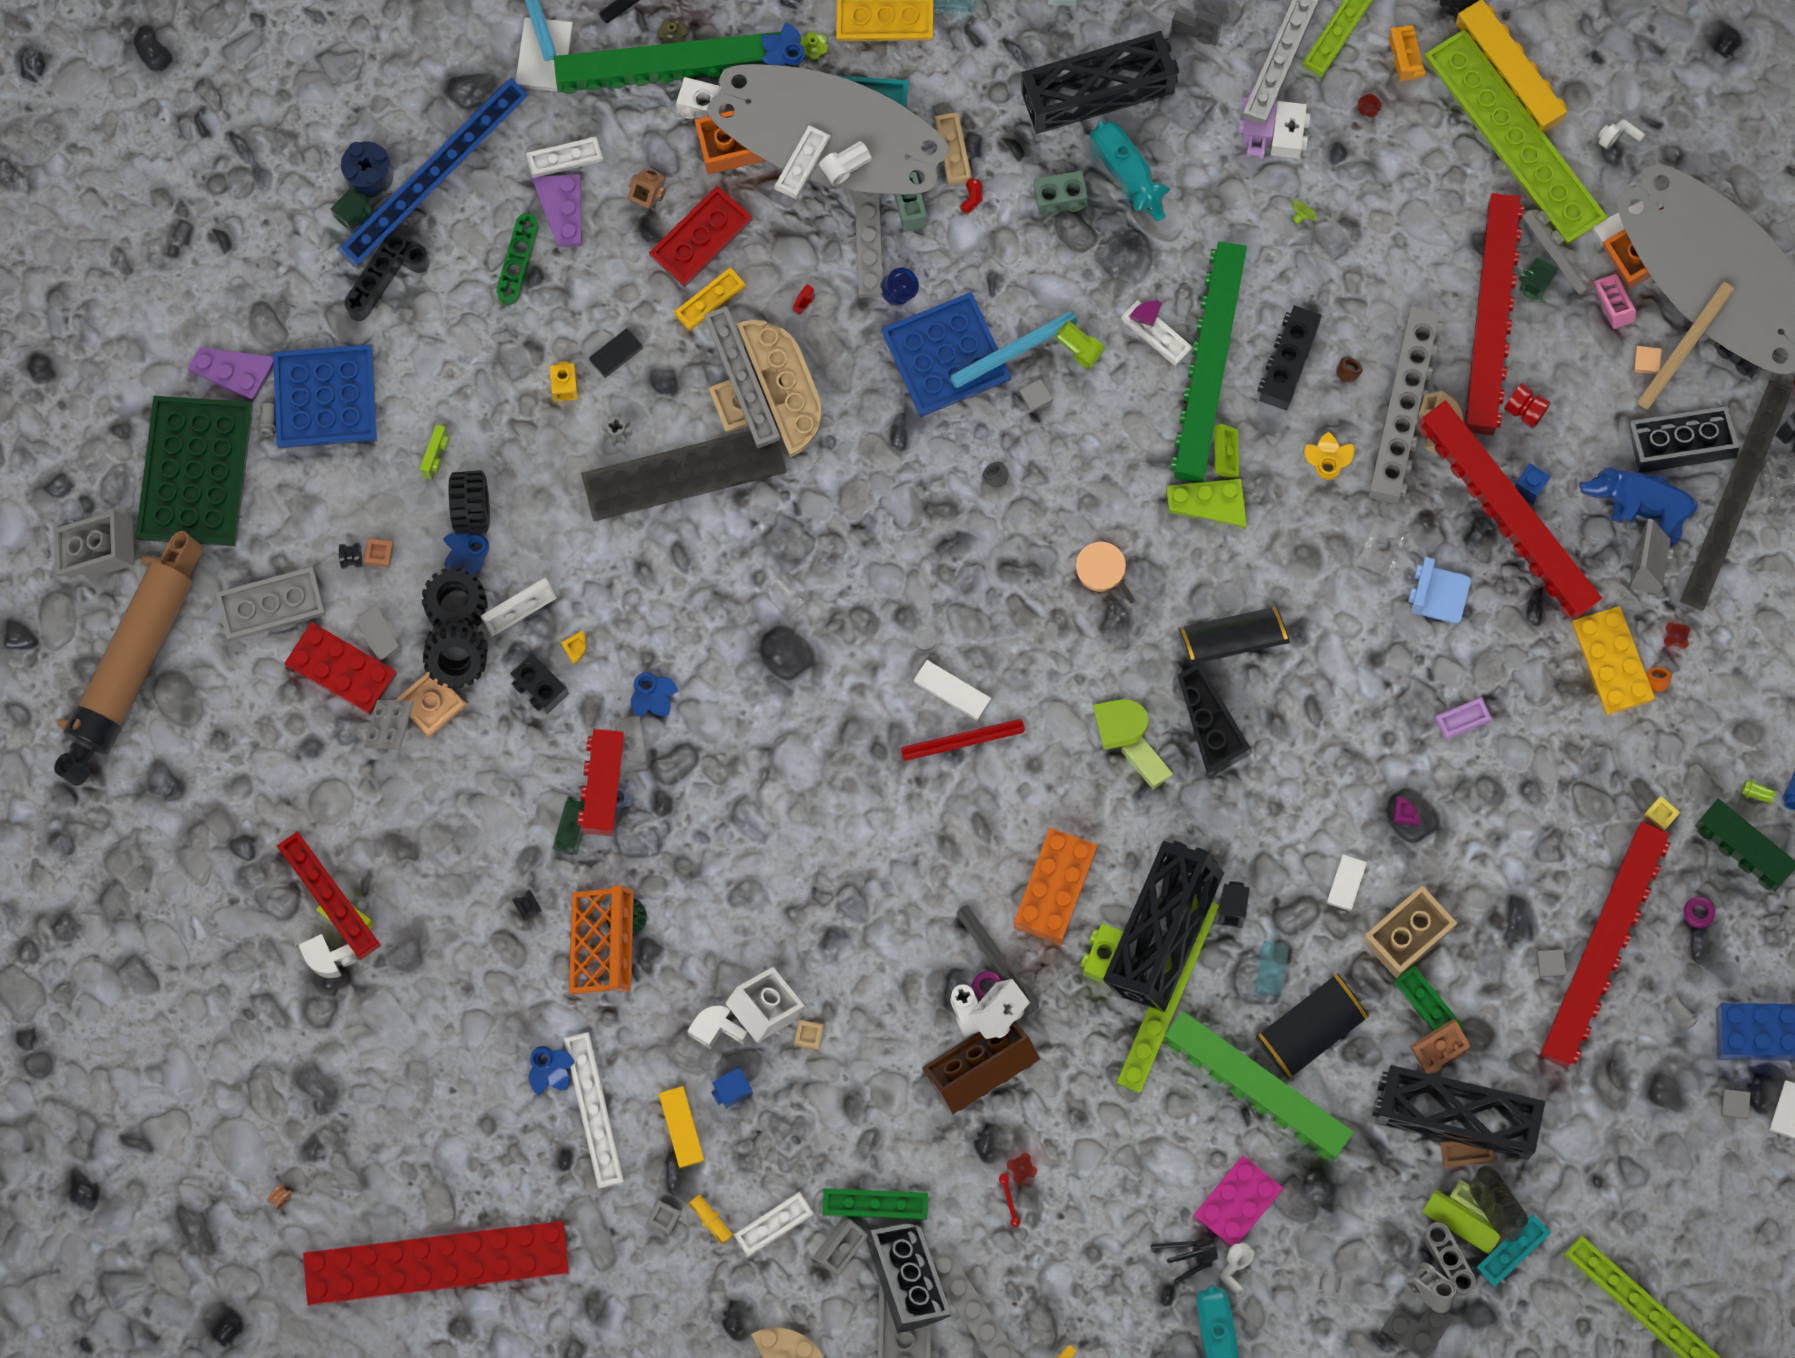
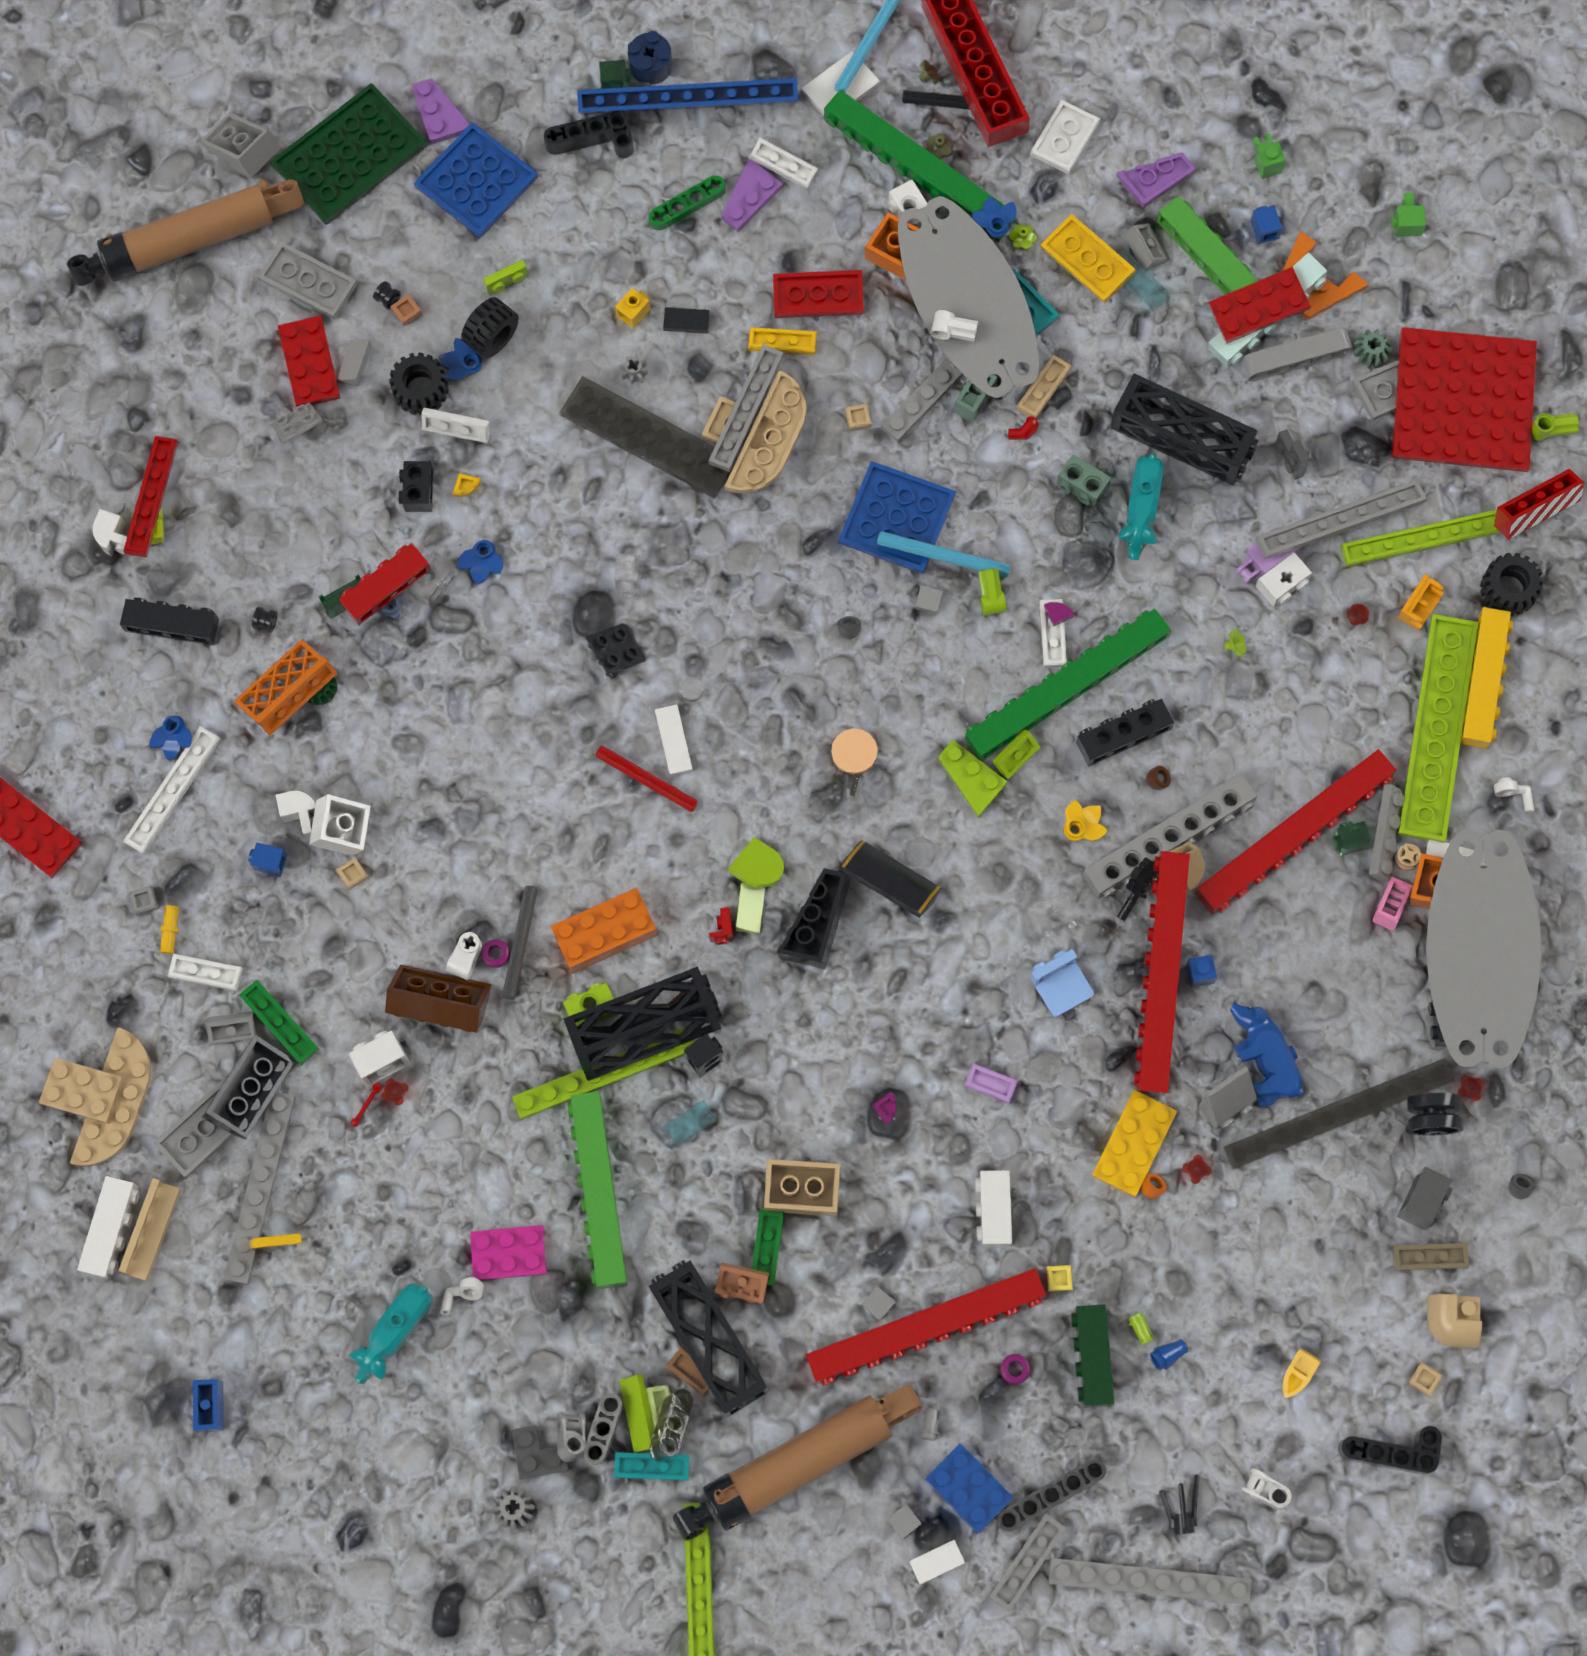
camera: 45 degrees right, 0 degrees up
(432, 704) = (341, 436): light nougat tile -> none
(450, 979) = (169, 621): none -> black brick
(452, 671) = (367, 418): black tyre -> none
(647, 188) = (813, 230): medium nougat brick -> none
(681, 1127) = (213, 854): yellow tile -> none
(802, 162) = (927, 302): white tile -> none
(804, 299) = (842, 396): red tile -> none
(832, 304) = (858, 417): none -> tan tile
(833, 663) = (615, 649): none -> black hinge
(899, 286) = (912, 444): clear blue wheel -> none
(988, 1151) = (379, 1058): none -> white brick
(999, 1009) = (472, 968): white brick -> none
(1141, 791) = (725, 923): none -> red bracket
(1202, 1252) = (450, 1262): black plant -> none
(1312, 1026) = (676, 1187): black slope -> none
(1346, 883) = (798, 1115): white tile -> none
(1419, 462) = (1139, 881): none -> black piece
(1526, 405) = (1253, 913): red wheel -> none
(1564, 808) = (994, 1208): none -> white brick
(1593, 250) = (1408, 852): none -> tan wheel
(1618, 1138) = (798, 1462): none -> medium nougat piece
(1647, 360) = (1373, 964): light nougat tile -> none
(1683, 439) = (1341, 1041): black slope -> none
(1685, 345) = (1406, 978): tan axle -> none

